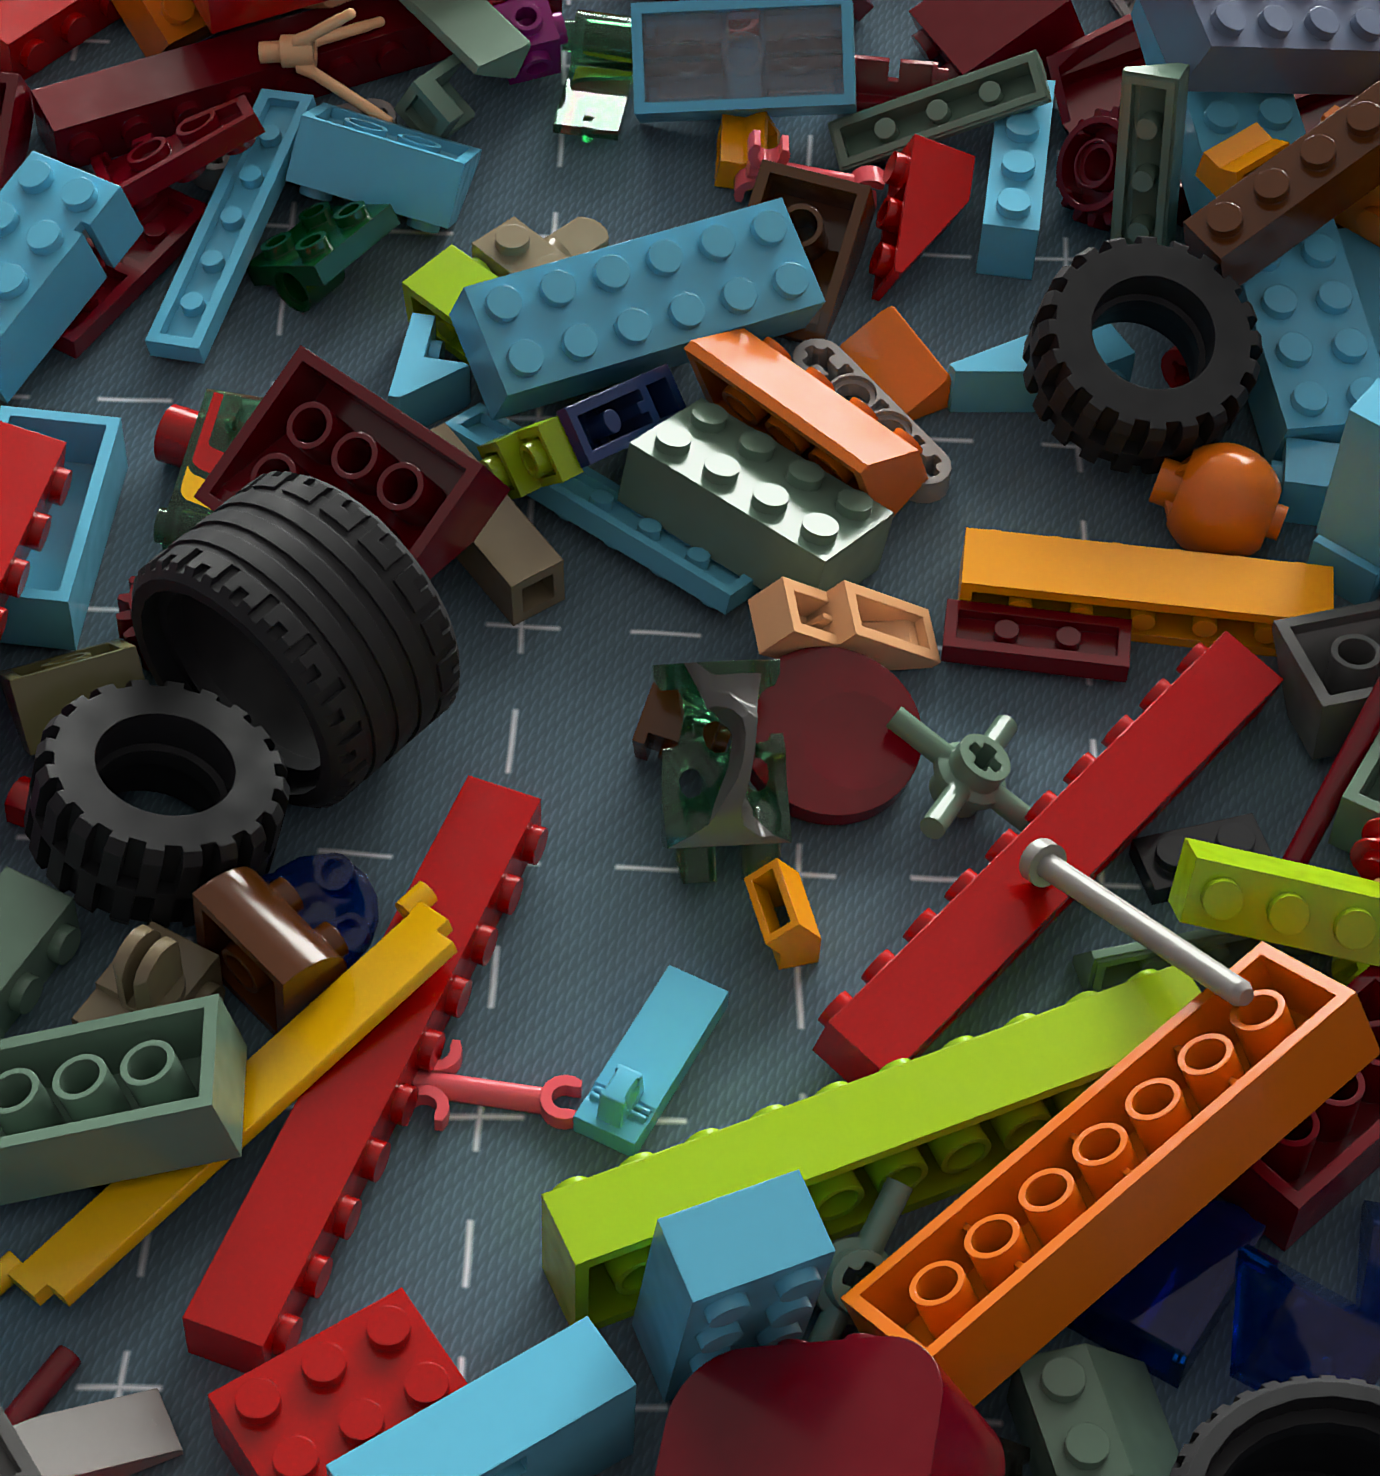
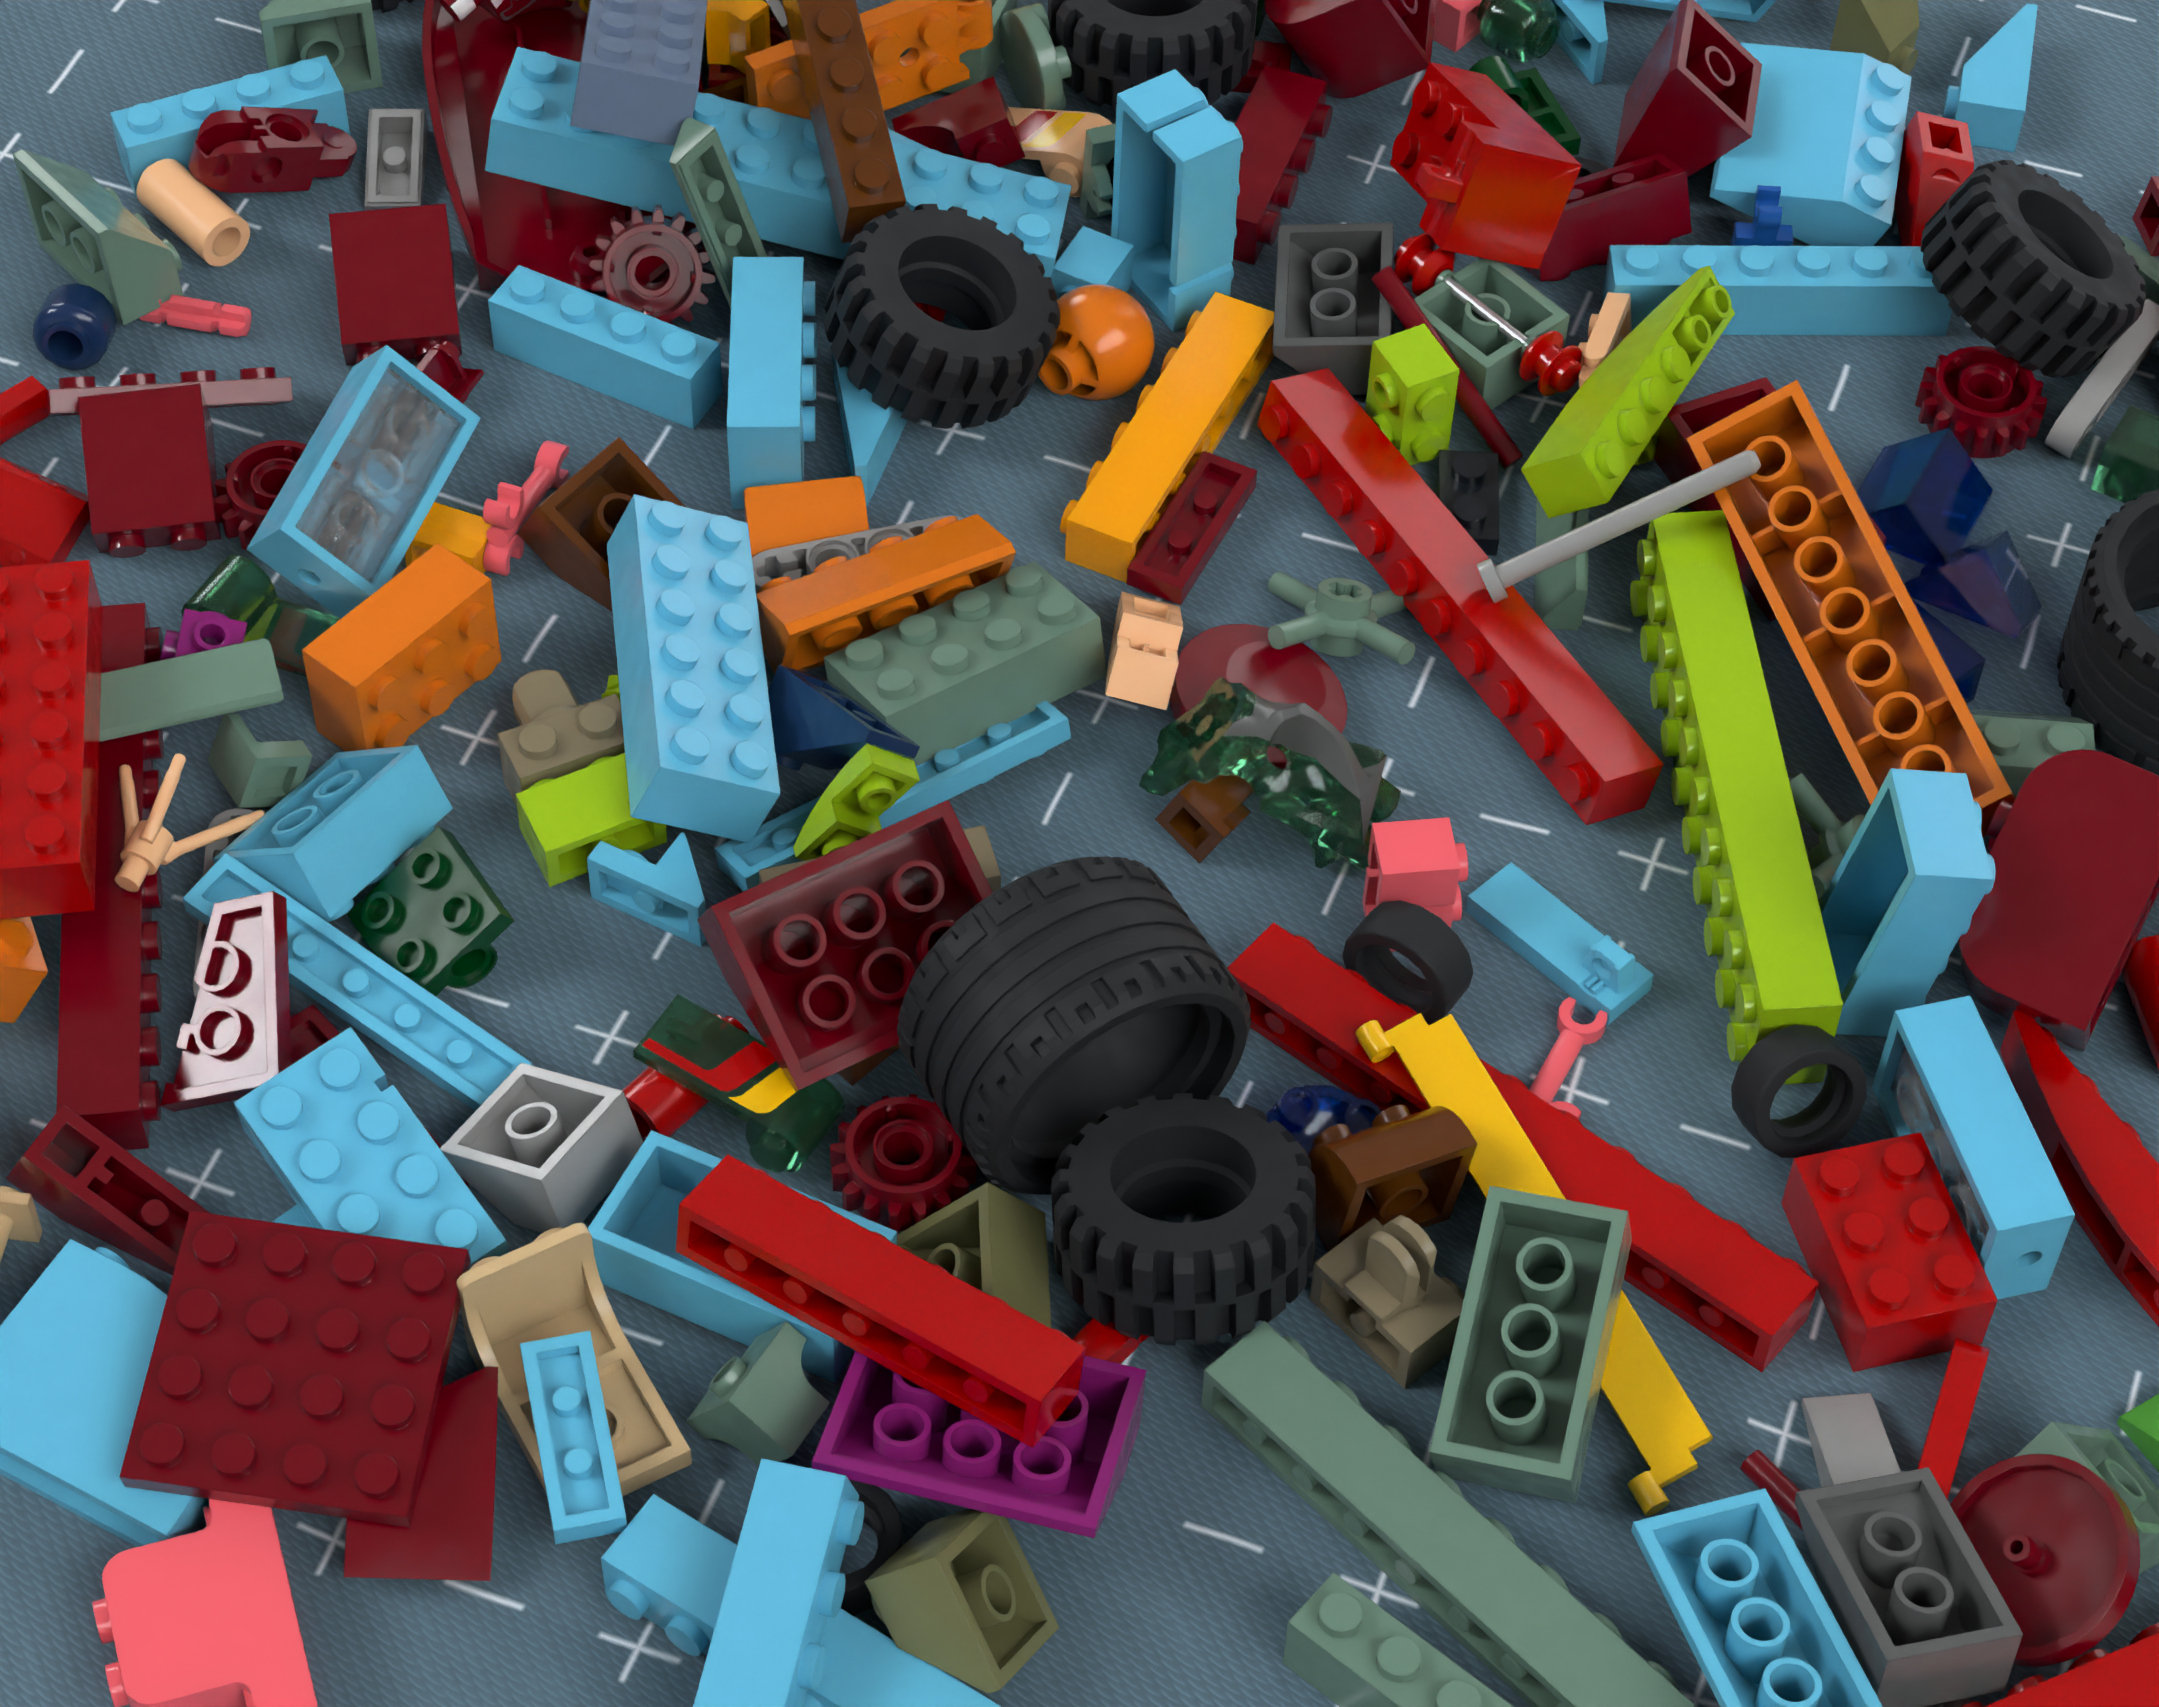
camera: 70 degrees left, 0 degrees up
(112, 371) = (546, 1147): none -> light grey slope
(531, 1267) = (1776, 1060): none -> black tyre
(537, 917) = (1426, 943): none -> black tyre
(579, 142) = (403, 653): none -> orange brick
(632, 895) = (1416, 865): none -> coral piece
(777, 886) = (1445, 794): light orange piece -> none
(924, 196) = (599, 405): red slope -> none
(940, 110) = (513, 364): sand green slope -> none
(988, 278) = (770, 373): none -> medium azure brick
(1236, 158) = (780, 148): light orange piece -> none
(1281, 752) = (1412, 392): none -> lime brick

